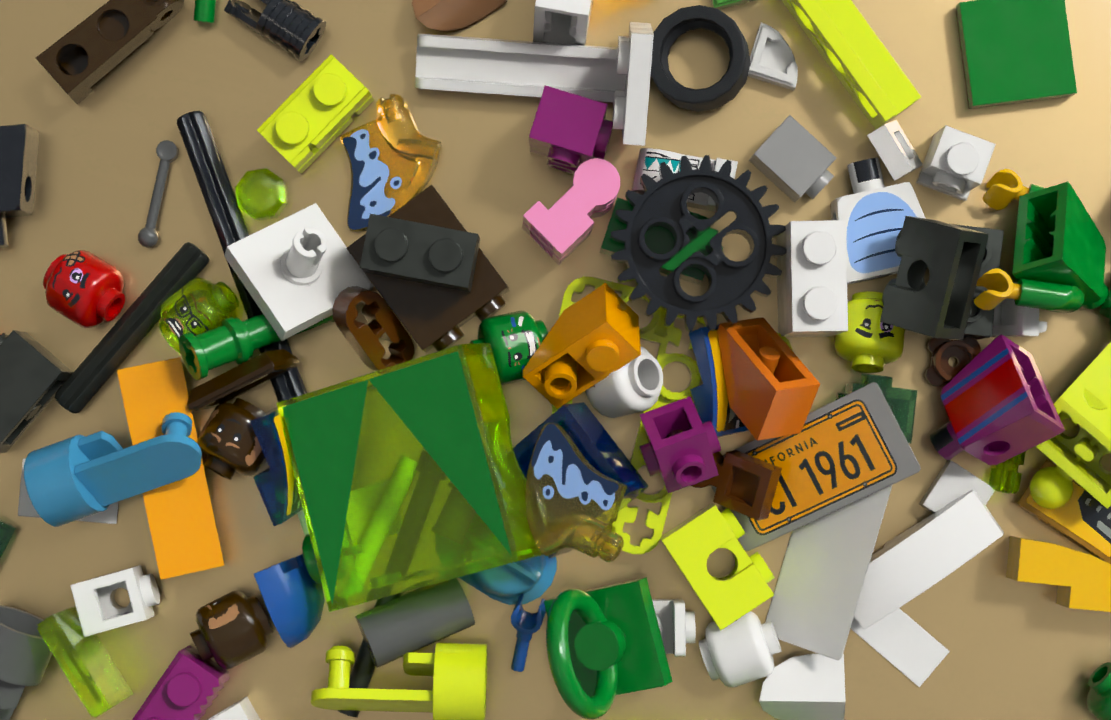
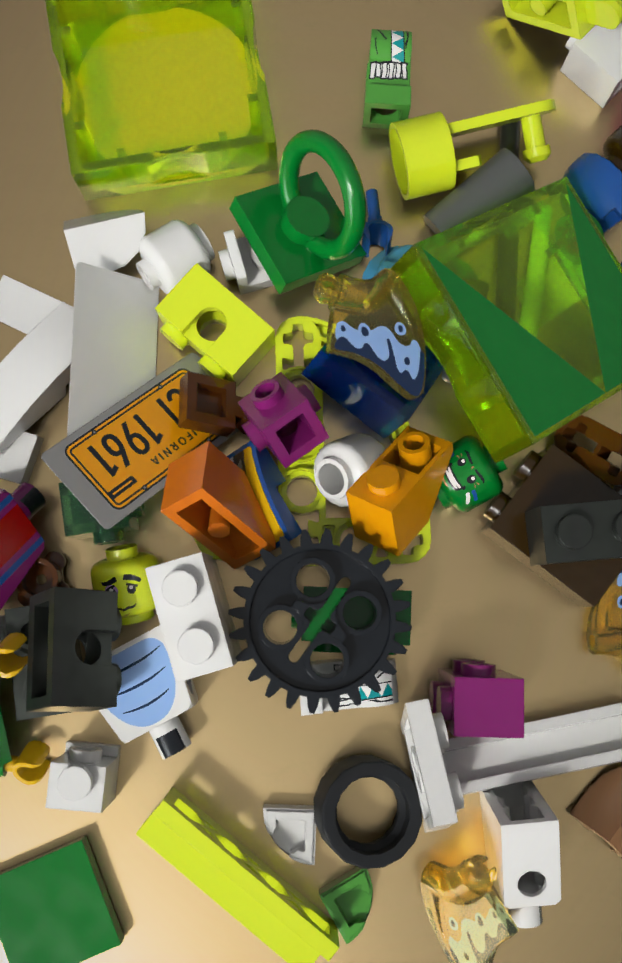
camera: 160 degrees right, 5 degrees down
(570, 218) = (453, 608): bright pink legs -> none
(794, 160) = (244, 733): light grey brick -> none
(895, 149) = (148, 772): white tile -> none

